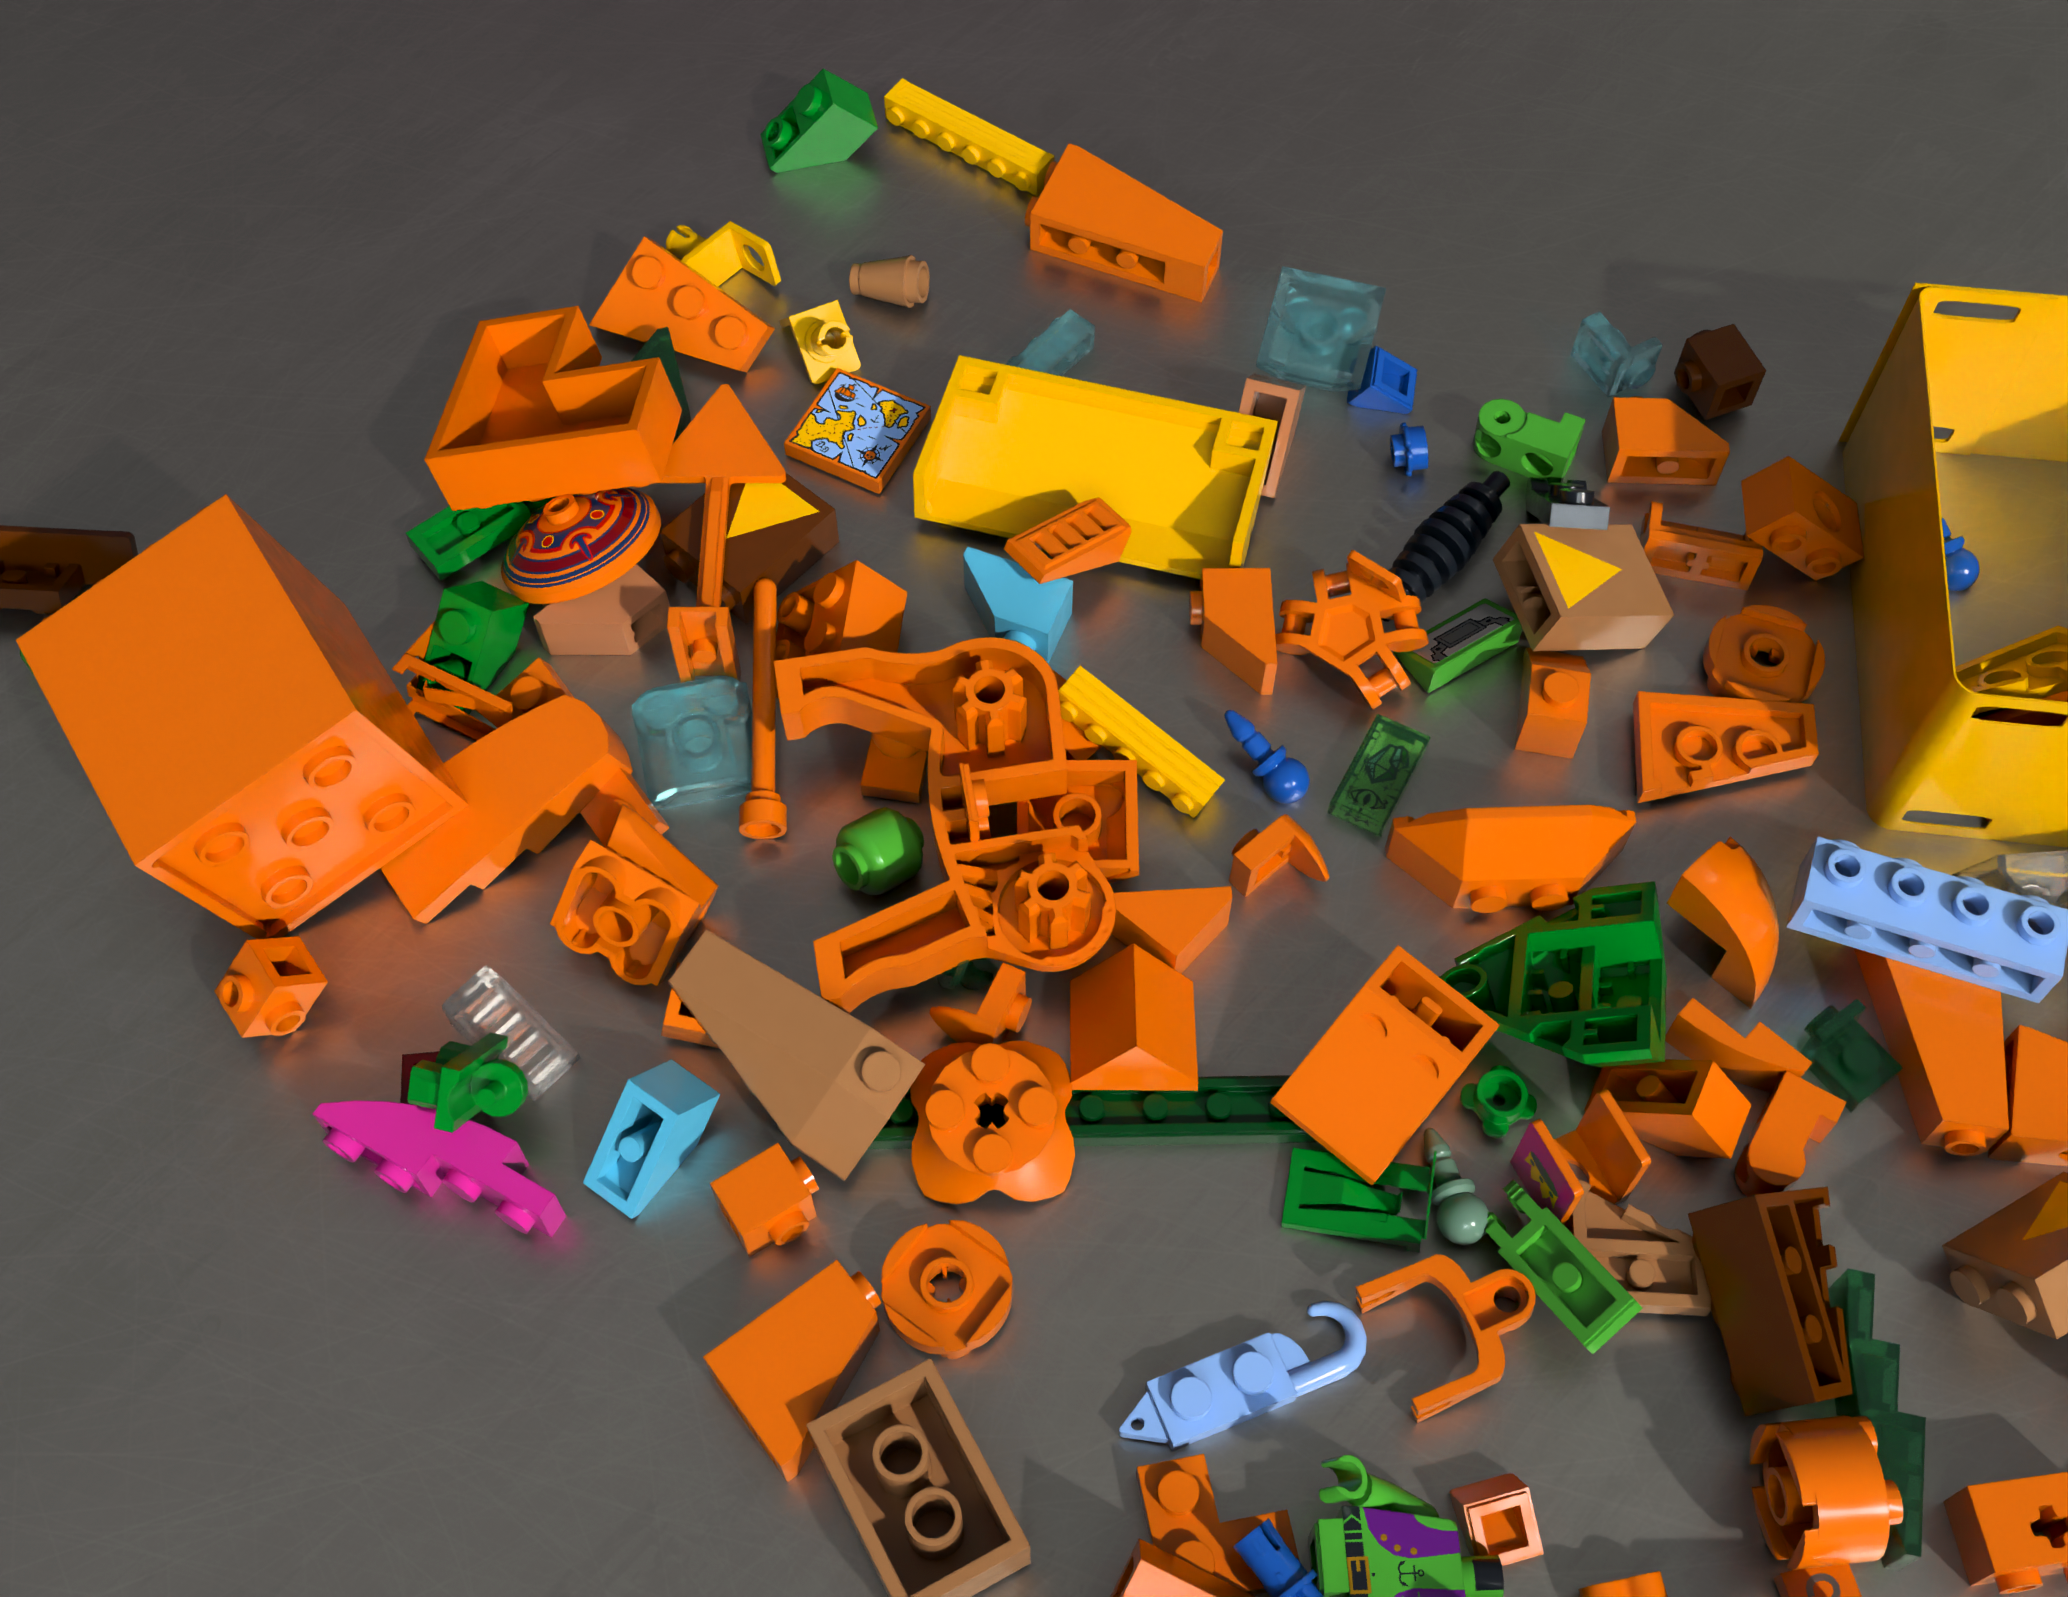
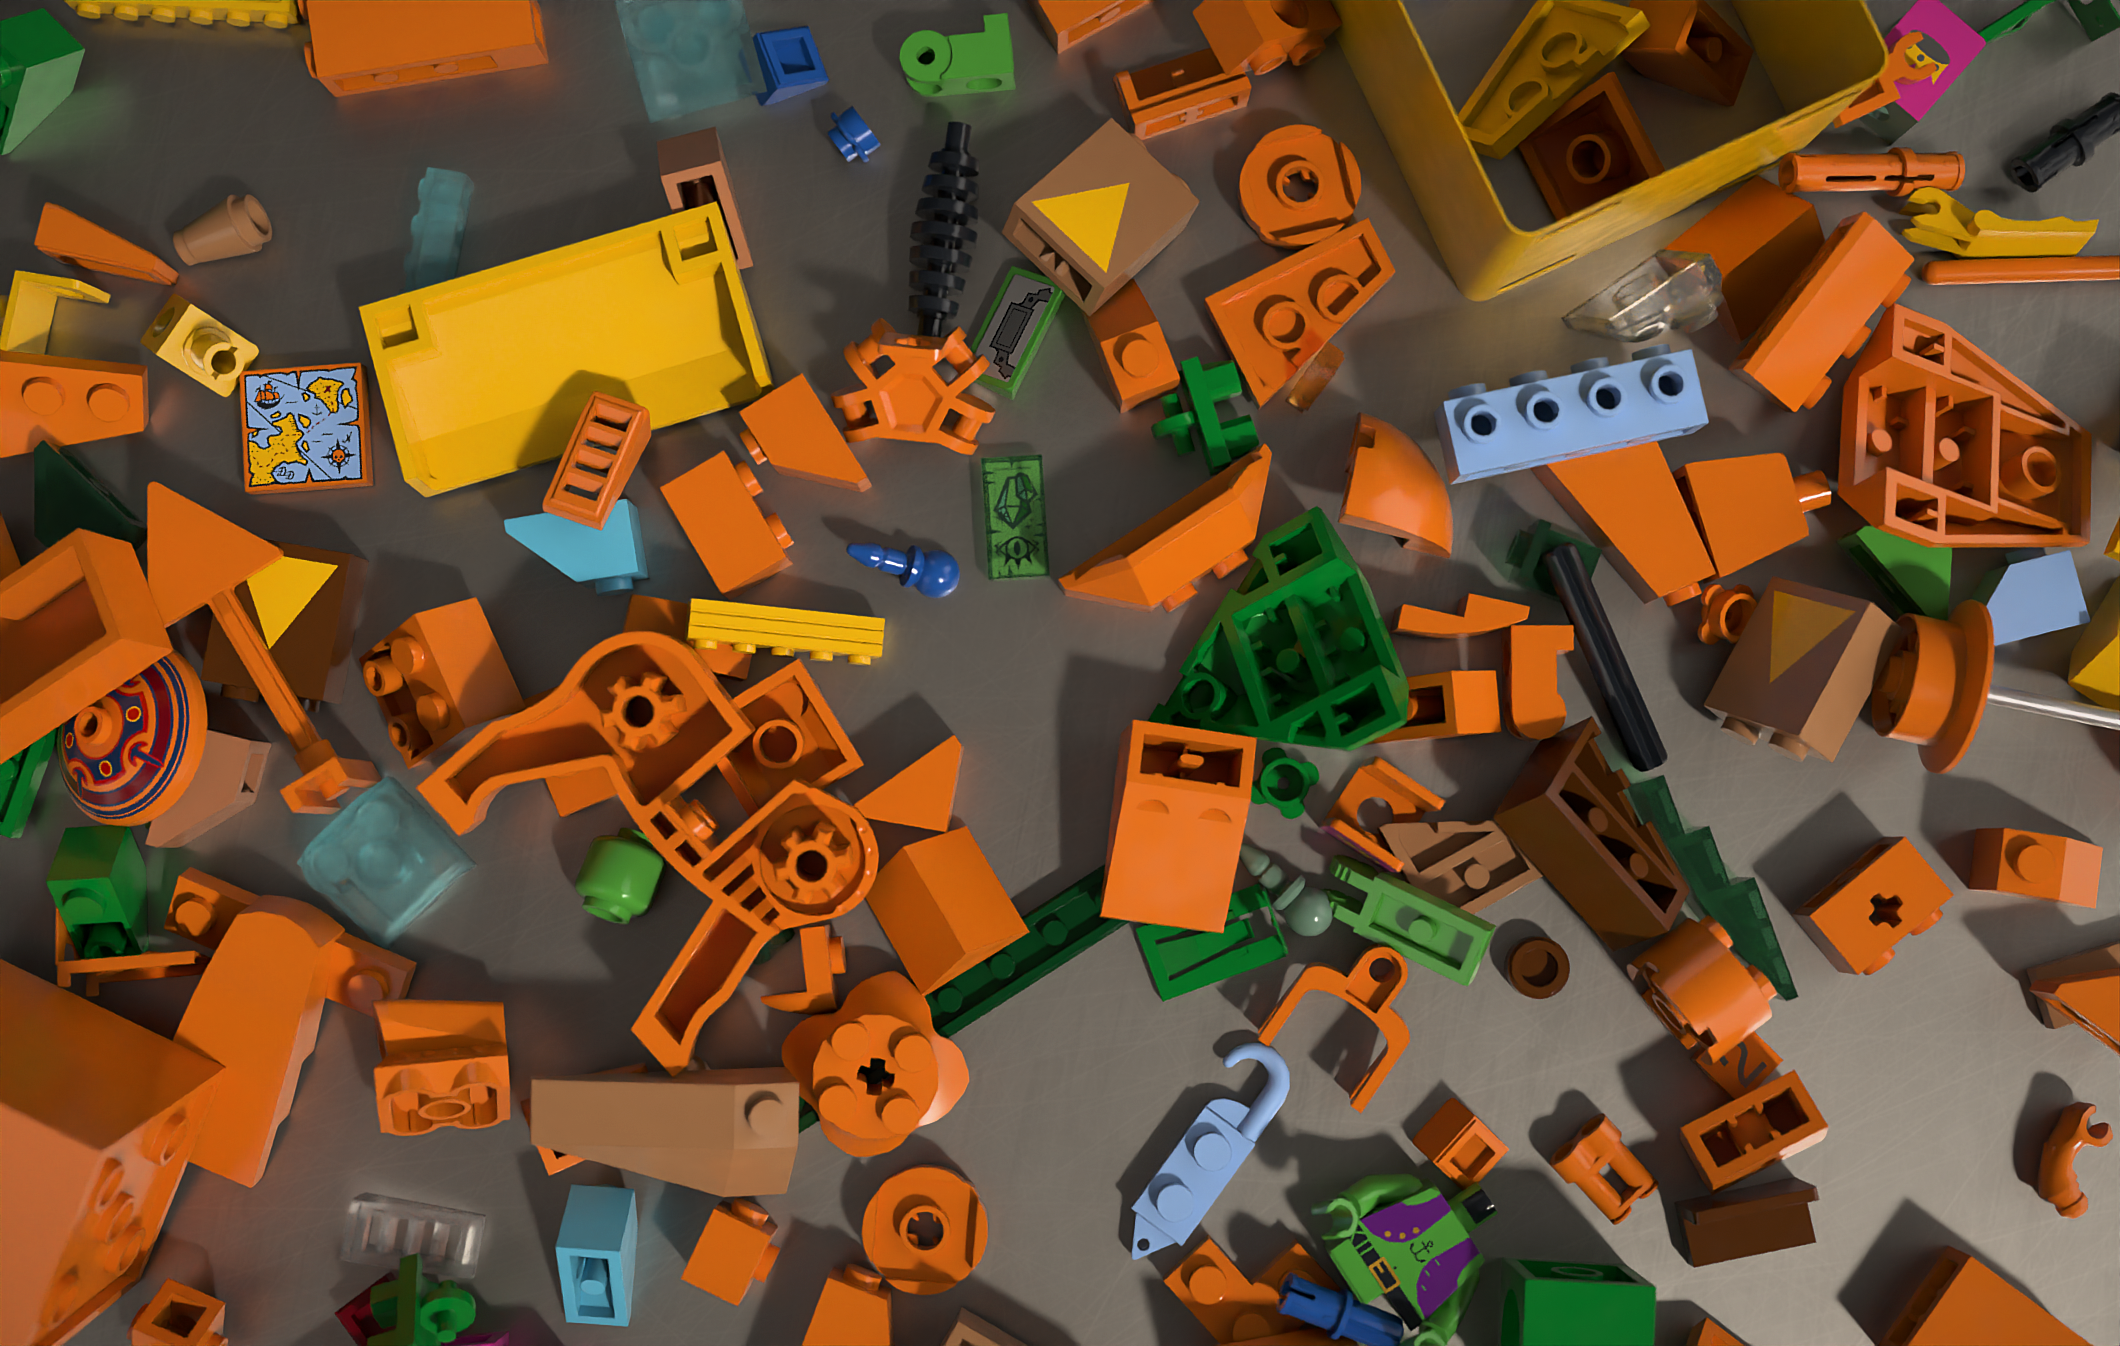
camera: 30 degrees left, 25 degrees up
(763, 812) = (487, 894): orange piece -> none
(797, 246) = (89, 246): none -> orange slope
(1140, 647) = (728, 525): none -> orange brick
(1265, 852) = (957, 671): orange plate -> none
(1566, 504) = (1042, 136): black plate -> none
(1598, 757) = (1218, 441): none -> green hips
(1658, 1398) = (1536, 967): none -> reddish brown tile
(1705, 798) = (1316, 377): none -> clear orange tile
(1863, 1150) = (1604, 656): none -> black axle
(2014, 1177) = (1725, 613): none -> orange plate

